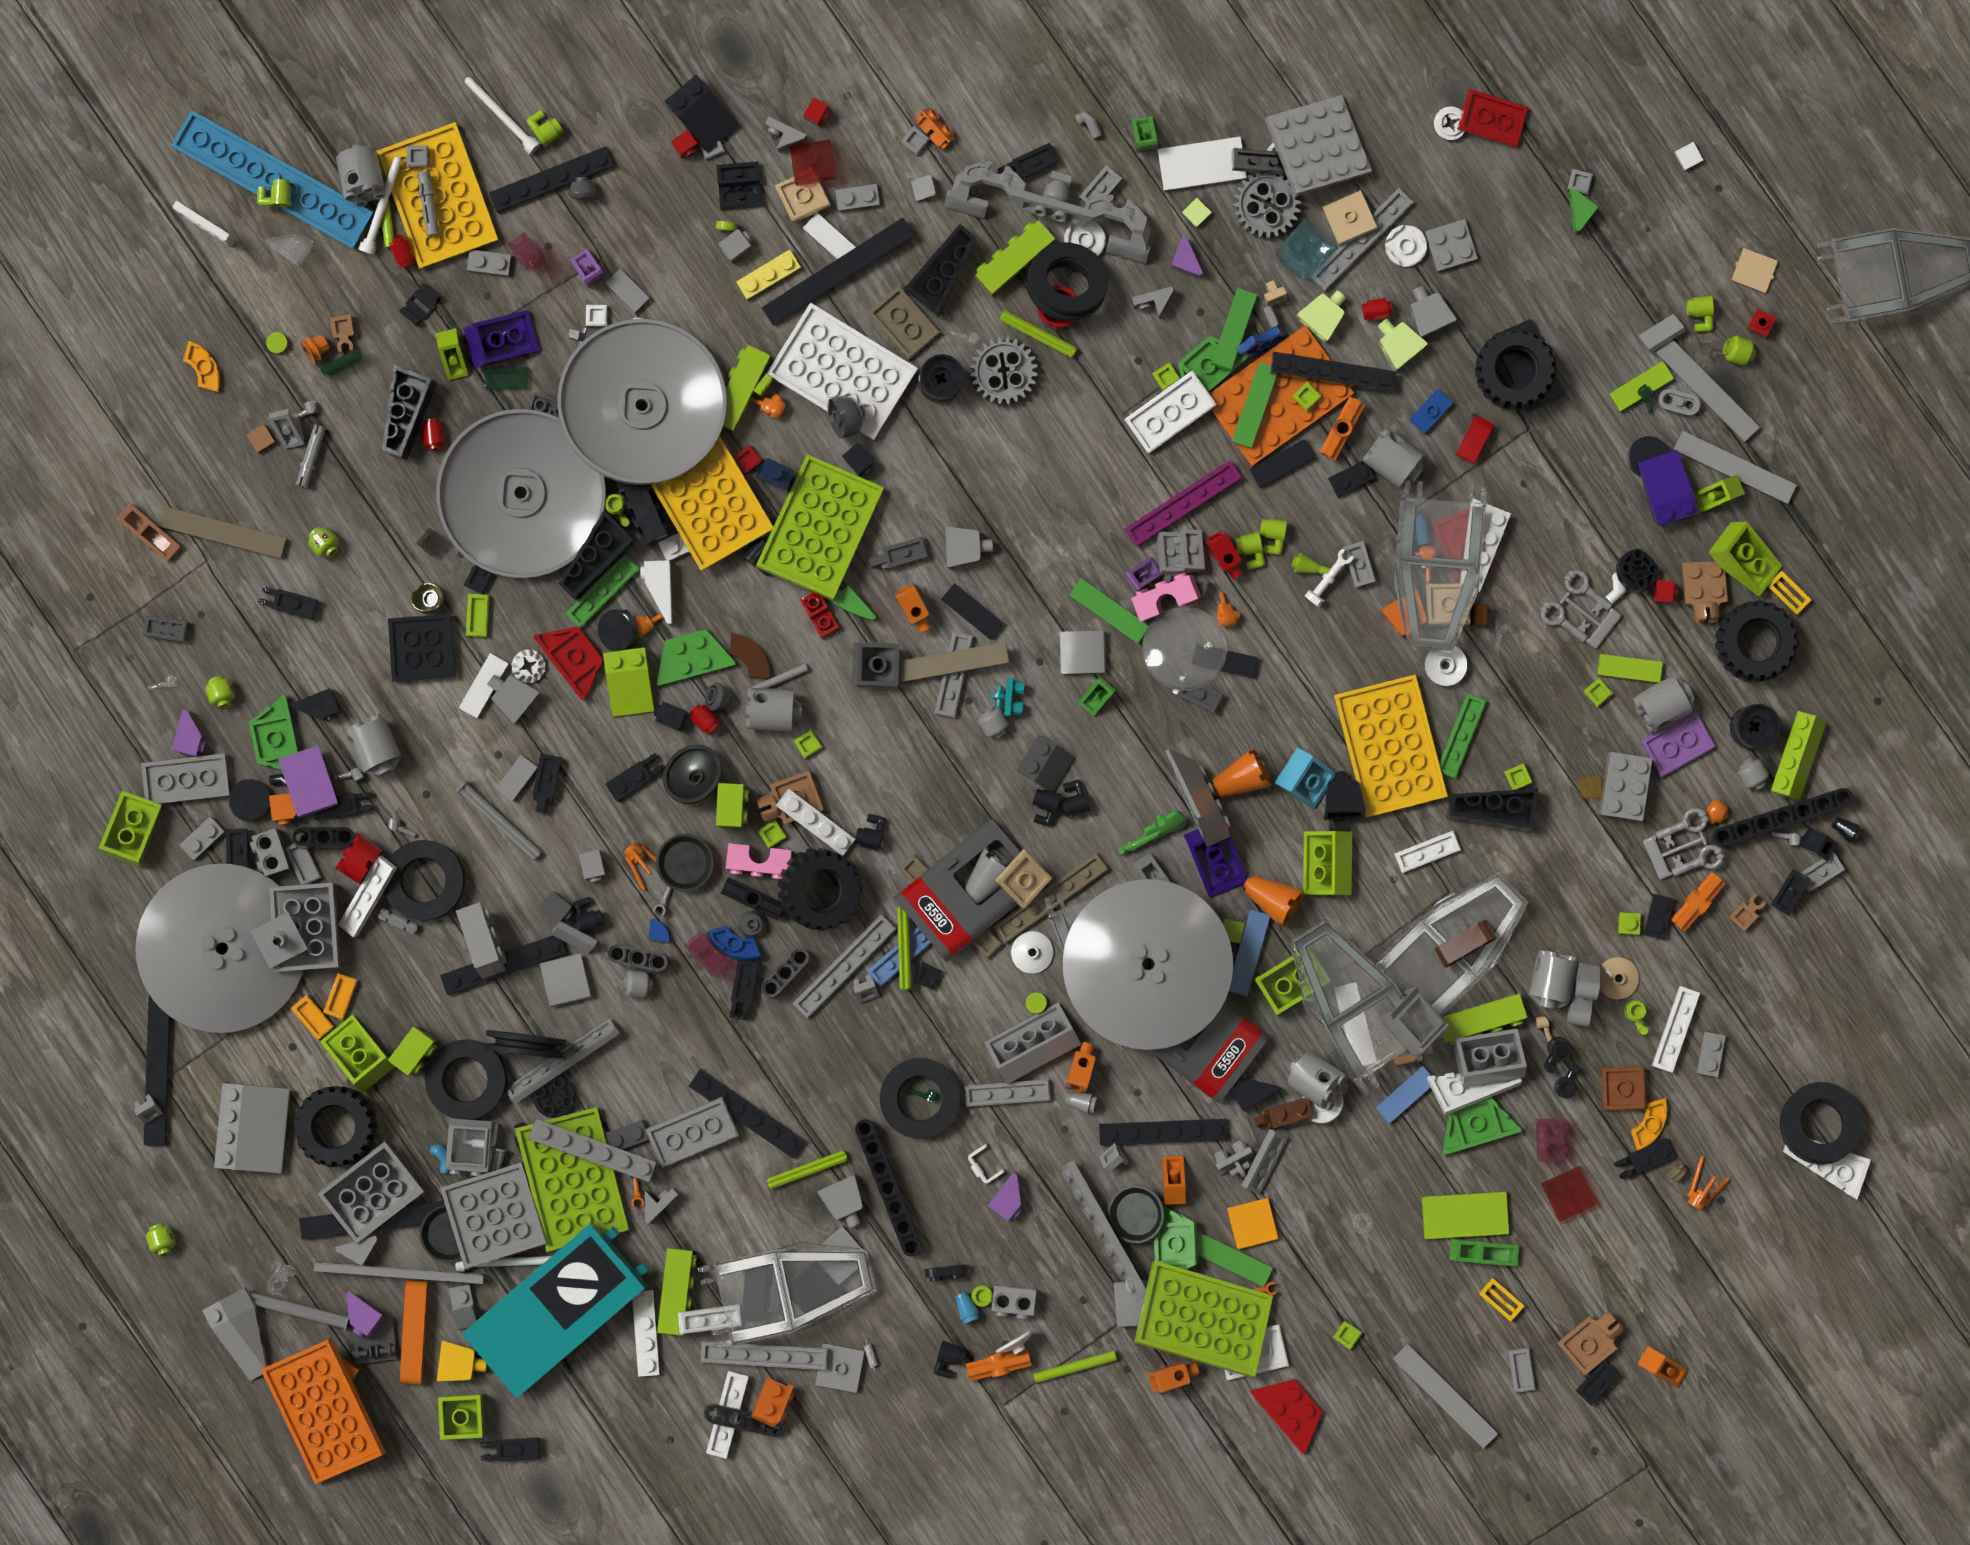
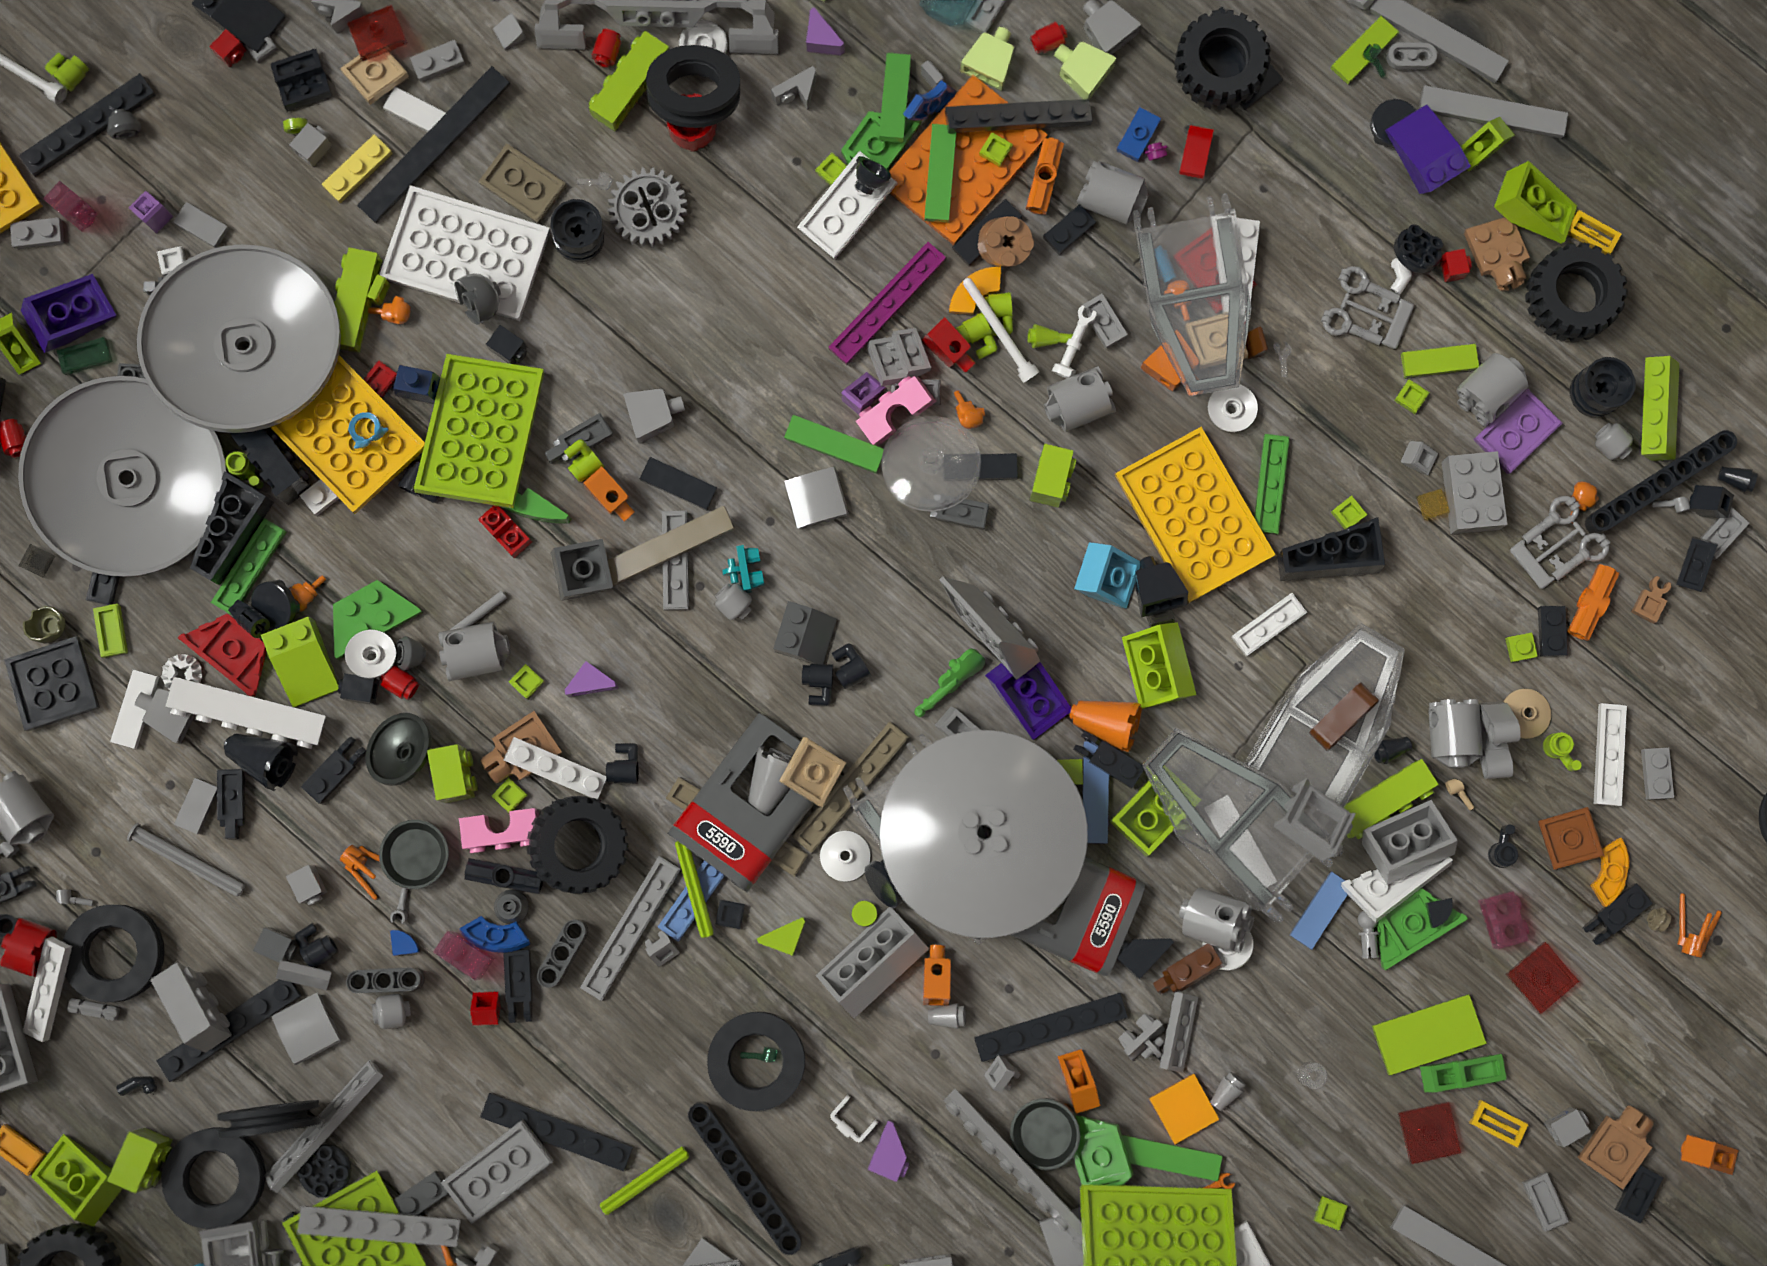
camera: 20 degrees left, 5 degrees down
(340, 996) = (44, 1115): light orange tile -> none
(420, 989) = (133, 1083): none -> black arm
(576, 712) = (245, 711): none -> white brick
(579, 753) = (262, 758): none -> black cone
(592, 633) = (248, 618): none -> black hinge
(658, 580) = (309, 538): white slope -> none
(687, 680) = (366, 643): none -> white dish
(713, 1000) = (485, 1008): none -> red plate
(738, 508) = (379, 430): none -> dark azure piece
(751, 655) = (437, 596): reddish brown tile -> none
(843, 1200) = (695, 1206): light grey torso -> none
(860, 757) = (589, 681): none -> medium lavender slope
(900, 576) = (585, 464): none -> lime piece
(937, 275) = (547, 115): black wedge -> none
(967, 1005) = (784, 938): none -> lime slope
(1002, 224) = (606, 48): none -> red brick
(1007, 1093) = (857, 1029): light grey tile -> none
(1038, 334) = (676, 158): lime axle -> none
(1055, 983) = (881, 884): none -> black tile
(1096, 696) = (845, 542): bright green slope -> none
(1196, 395) = (870, 175): none -> black piece
(1242, 776) = (1035, 591): orange cone -> none
(1257, 509) = (986, 281): none -> light orange tile
(1267, 931) = (1111, 761): none -> black hinge
(1274, 295) = (930, 48): tan tile -> none
(1280, 685) = (1051, 476): none -> lime brick
(1283, 588) = (1026, 369): none -> white piece
(1292, 1217) = (1227, 1091): none -> light grey cone
(1304, 481) = (992, 239): none -> medium nougat brick
(1320, 627) = (1079, 400): none -> light grey cylinder
(1403, 1059) = (1310, 869): medium nougat tile -> none
(1437, 1125) = (1368, 937): none -> light grey pin
(1441, 430) = (1156, 151): none -> magenta plate
(1444, 1292) = (1429, 1132): none -> clear red plate
(1496, 979) = (1391, 749): none -> black cone
(1499, 1119) = (1439, 911): none -> black tile
(1555, 1315) = (1567, 1126): none -> light grey brick
(1558, 1050) = (1482, 812): black piece -> none
(1590, 745) = (1419, 457): none -> light grey slope

